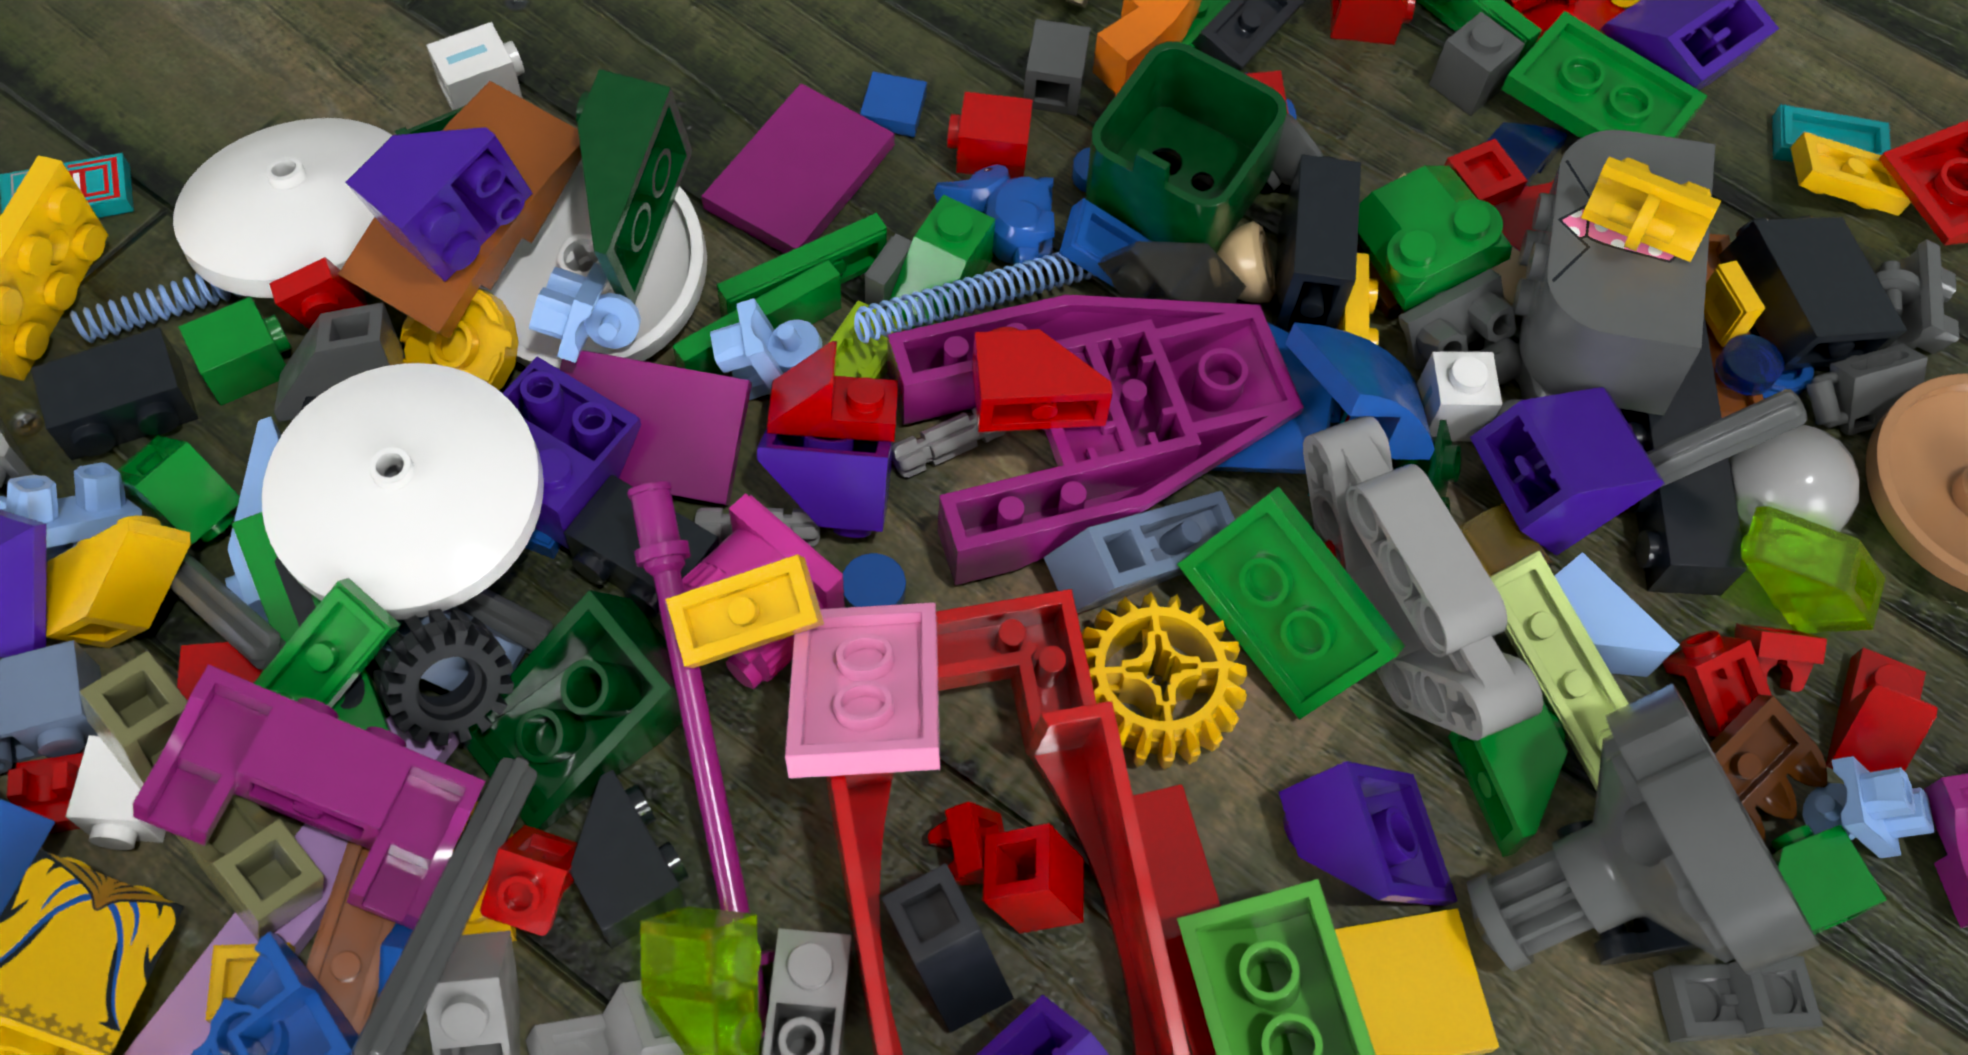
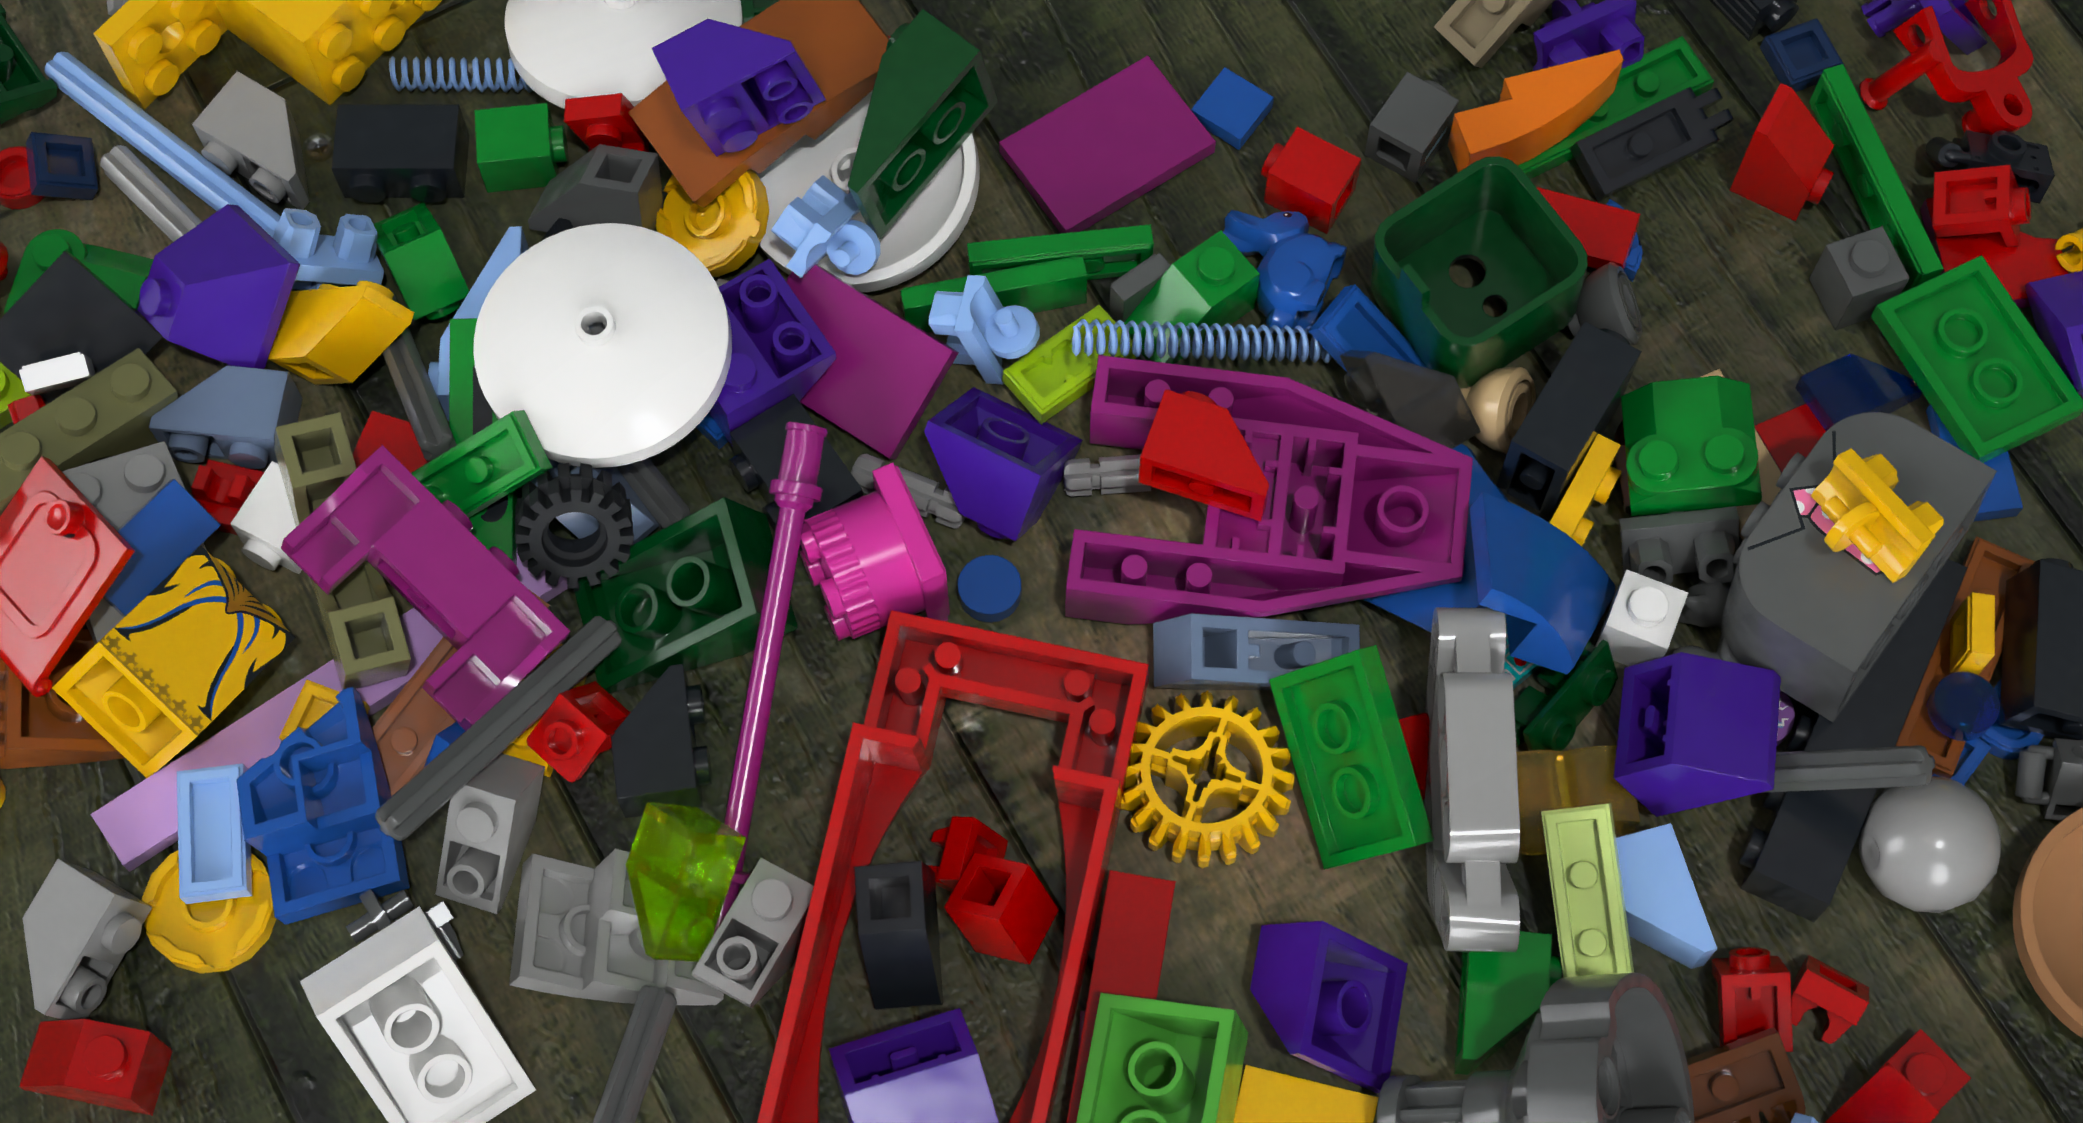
camera: 30 degrees right, 5 degrees up
(744, 611) = (840, 572): yellow plate -> none
(820, 404) = (1012, 399): red slope -> none
(865, 693) = (909, 682): bright pink plate -> none
(1488, 172) = (1786, 407): red tile -> none
(1813, 572) = (1894, 934): clear neon green slope -> none

